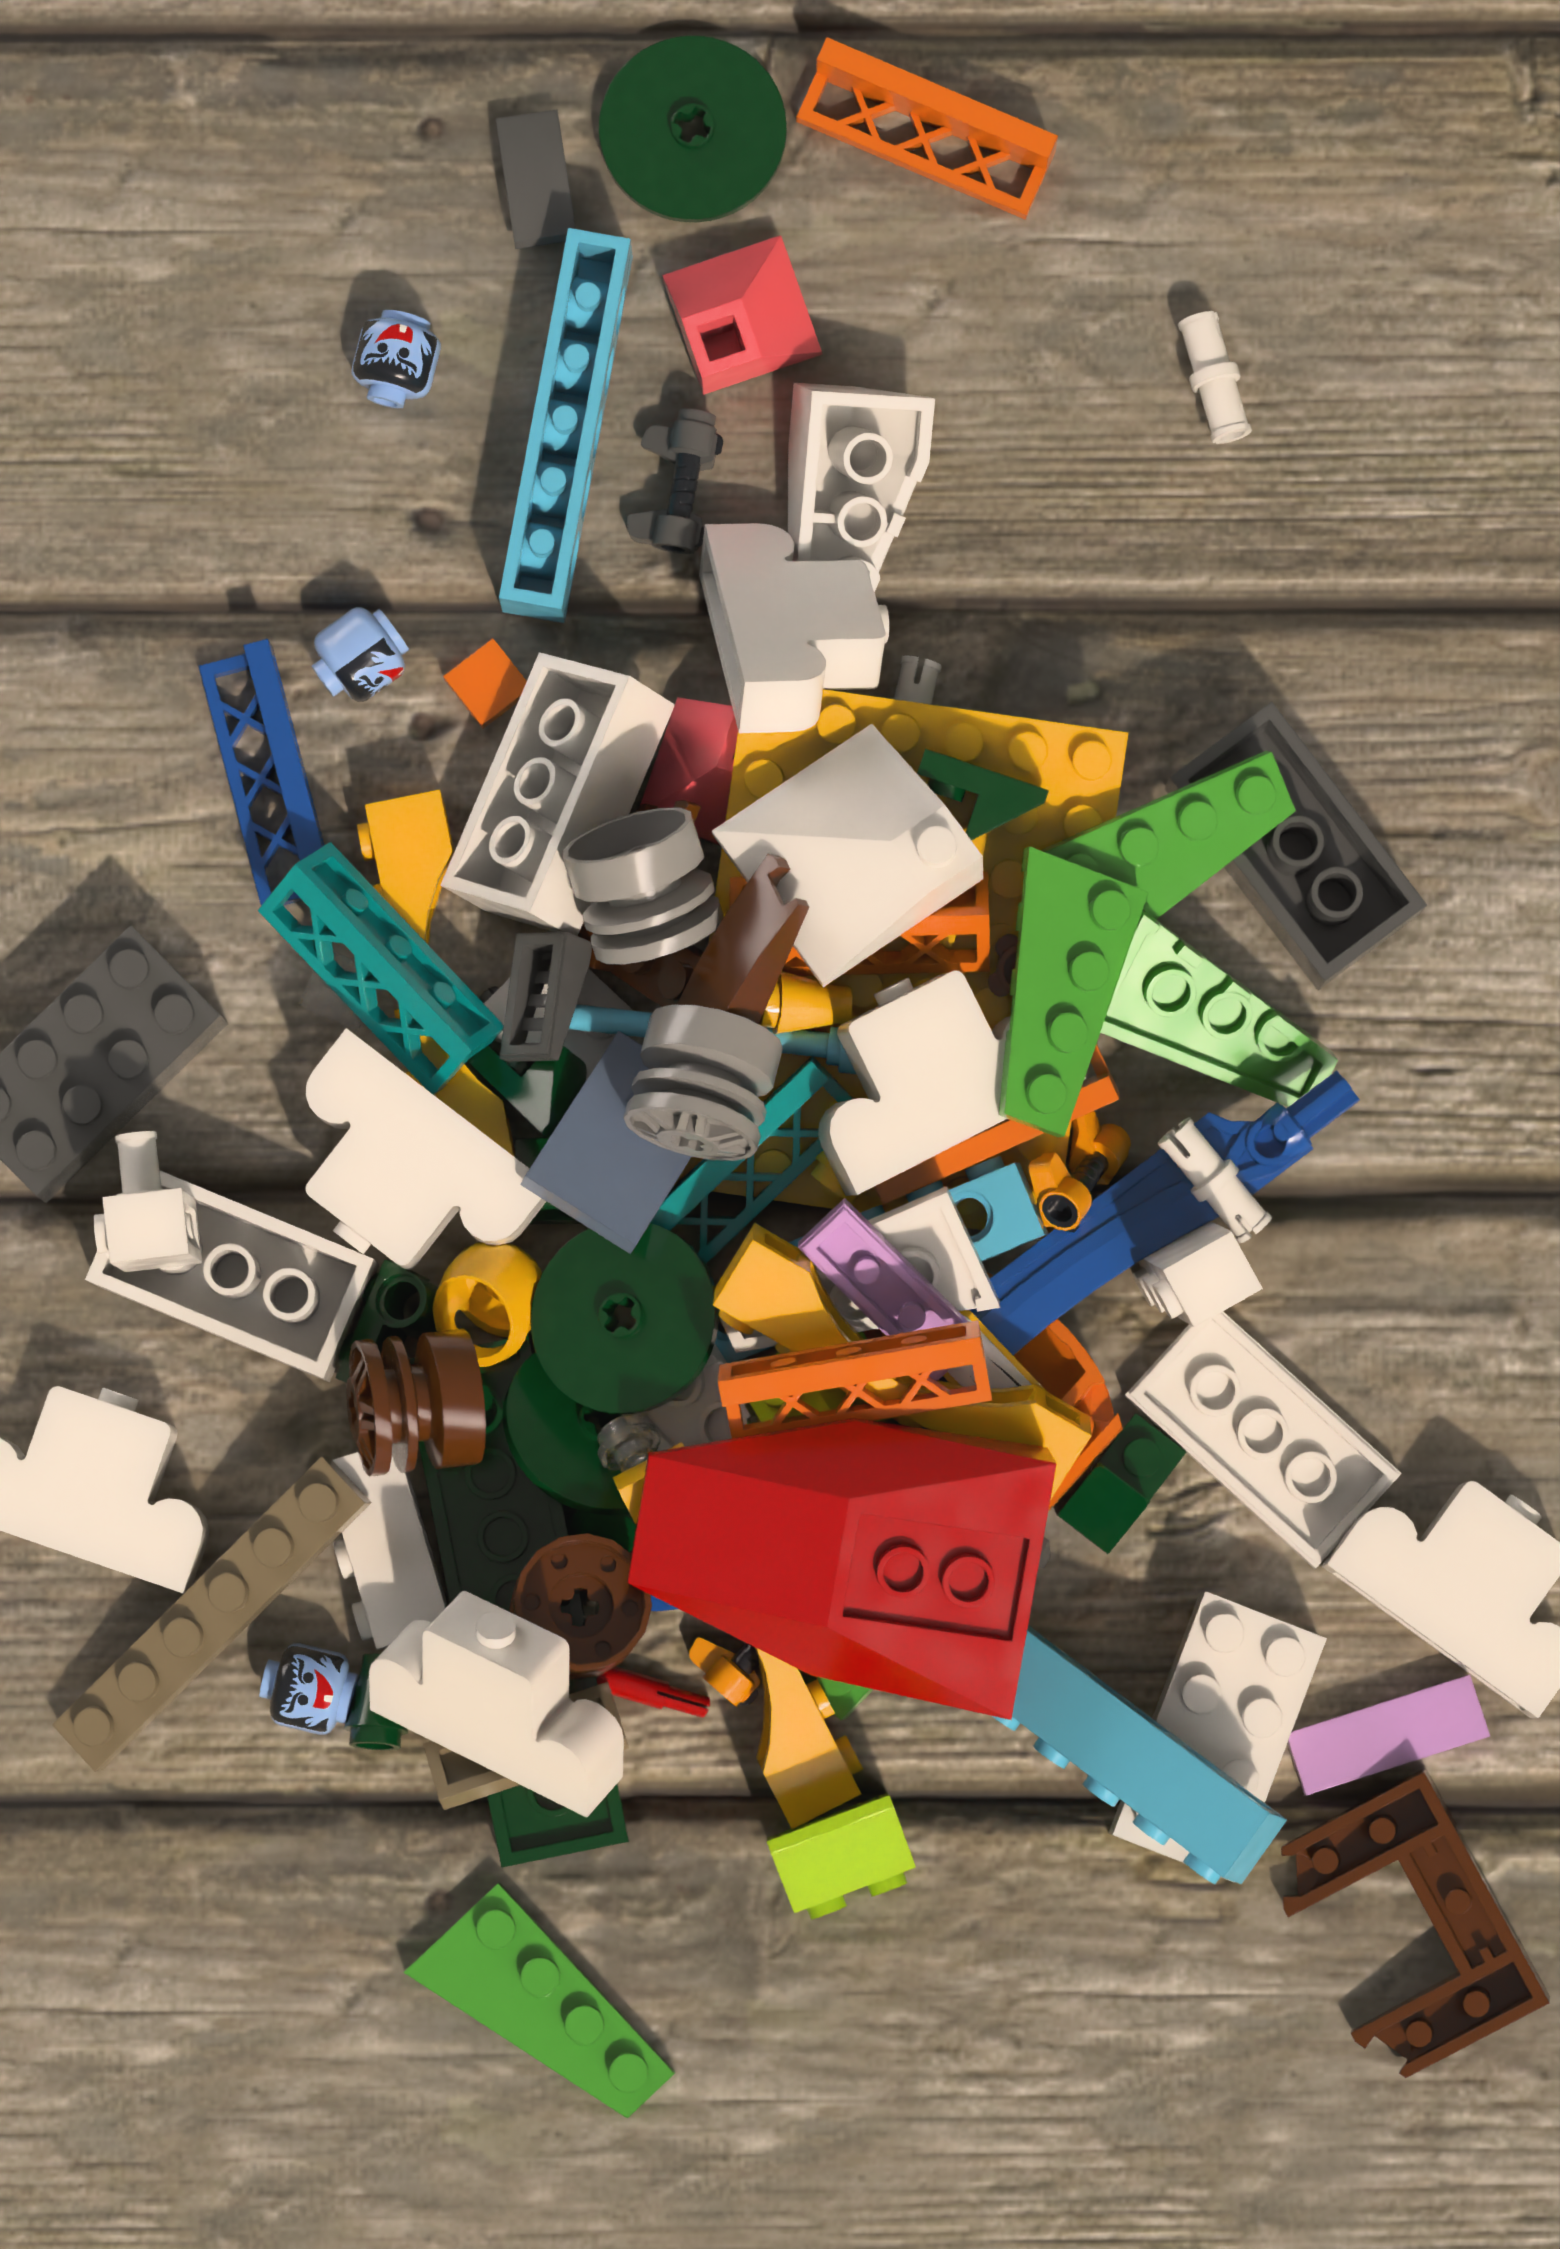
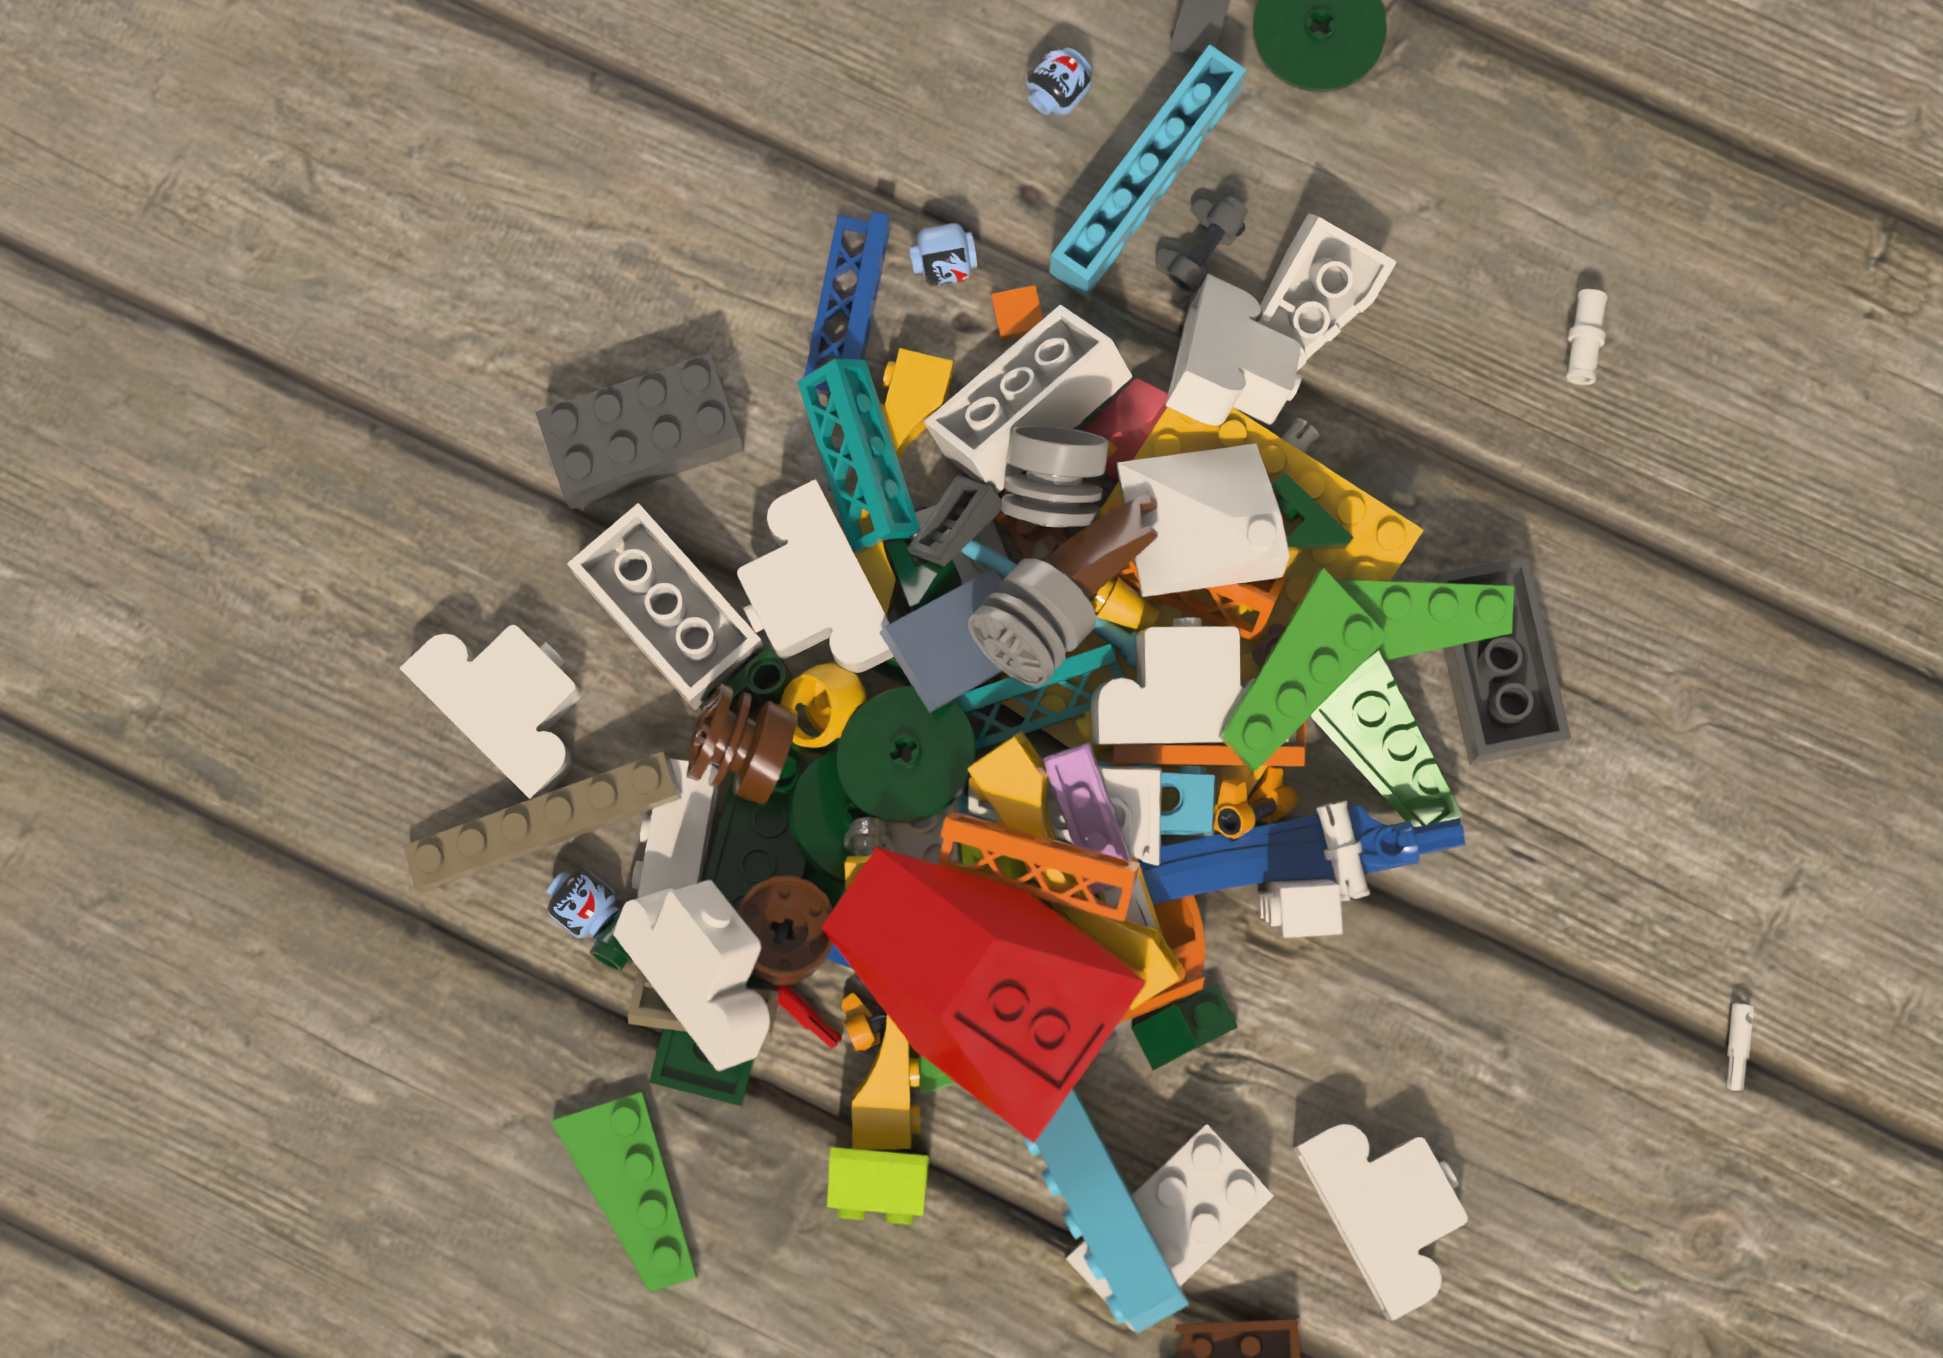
camera: 25 degrees right, 5 degrees down
(146, 1223) = (622, 540): white brick -> none
(742, 315) = (1295, 157): coral slope -> none
(936, 107) = (1484, 83): orange fence -> none
(1263, 1435) = (1294, 1040): white tile -> none
(1387, 1734) = (1284, 1283): lavender tile -> none

